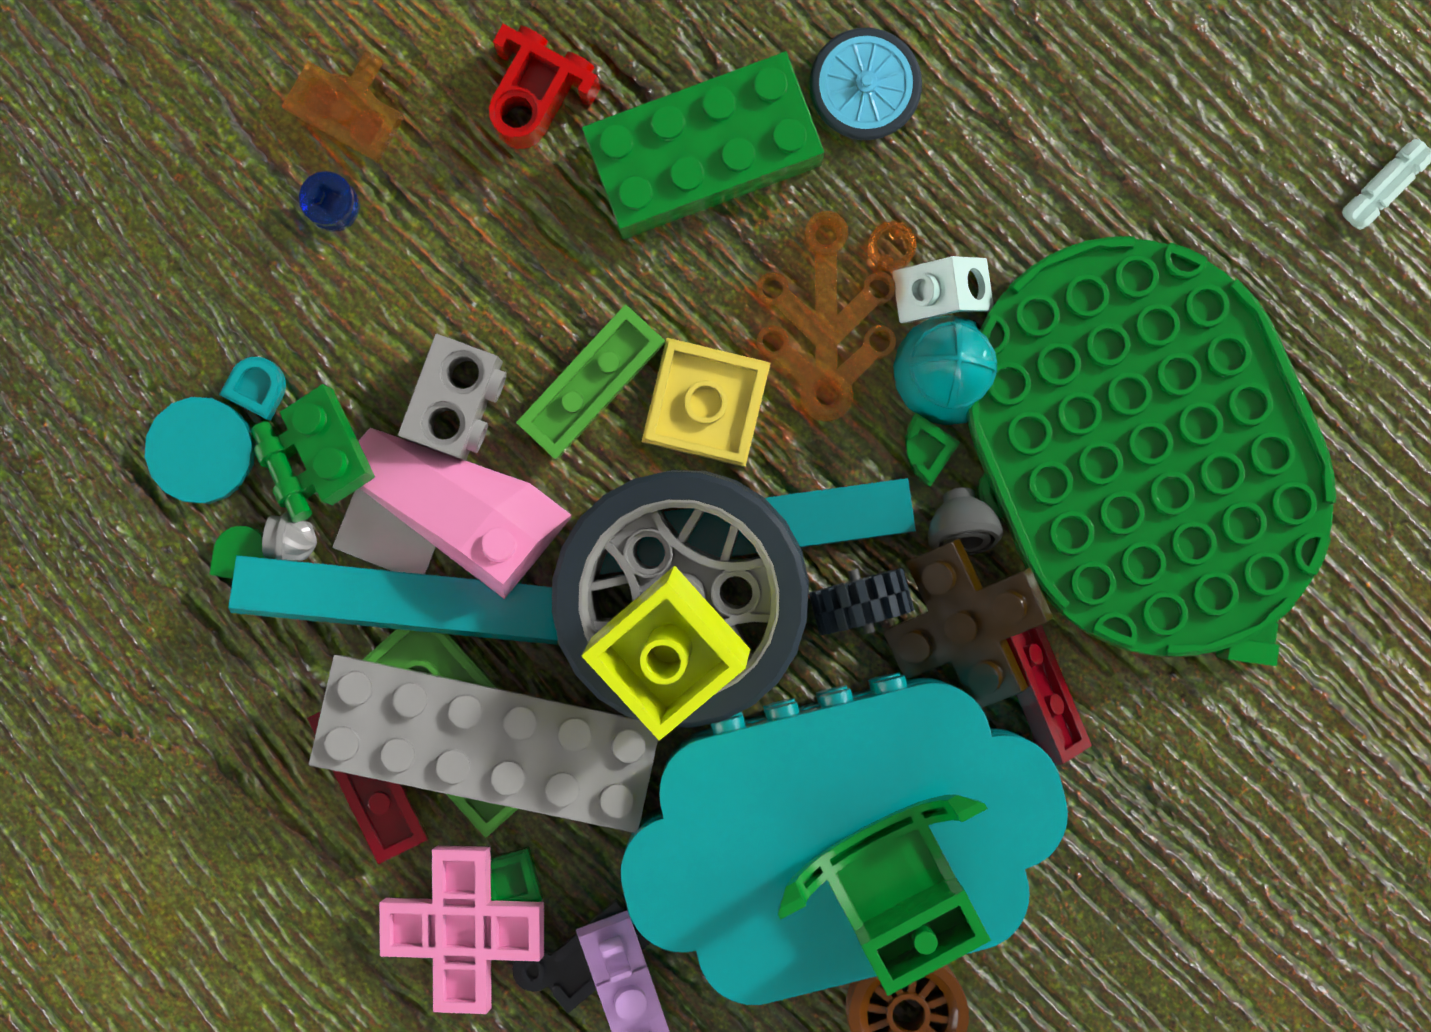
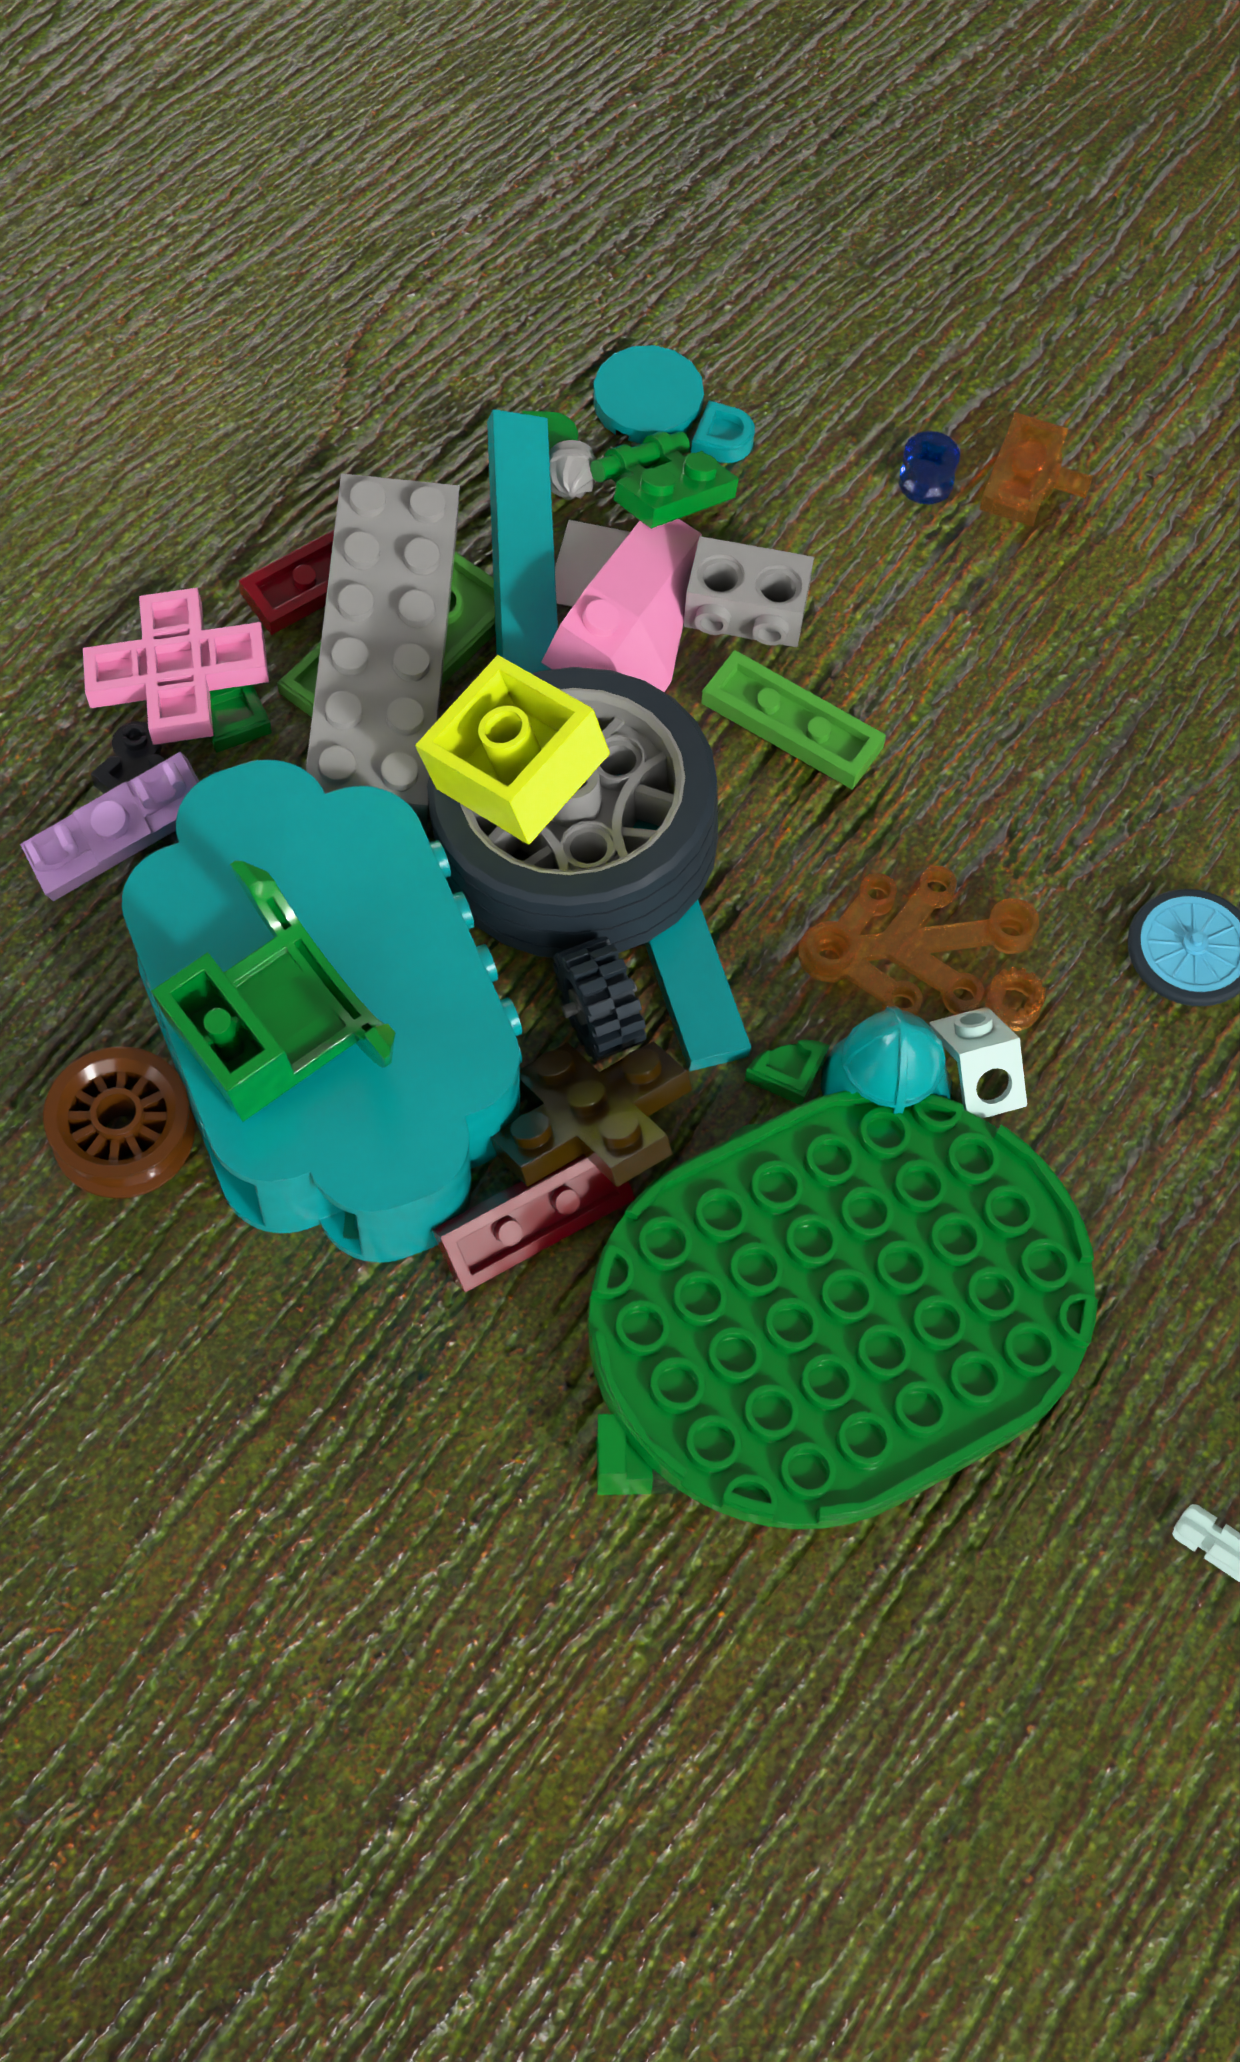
camera: 80 degrees right, 25 degrees down
(536, 81) = (1095, 627): red pin -> none
(704, 145) = (1078, 788): green brick -> none
(705, 402) = (794, 837): light yellow tile -> none
(966, 519) = (710, 1110): dark grey brick -> none

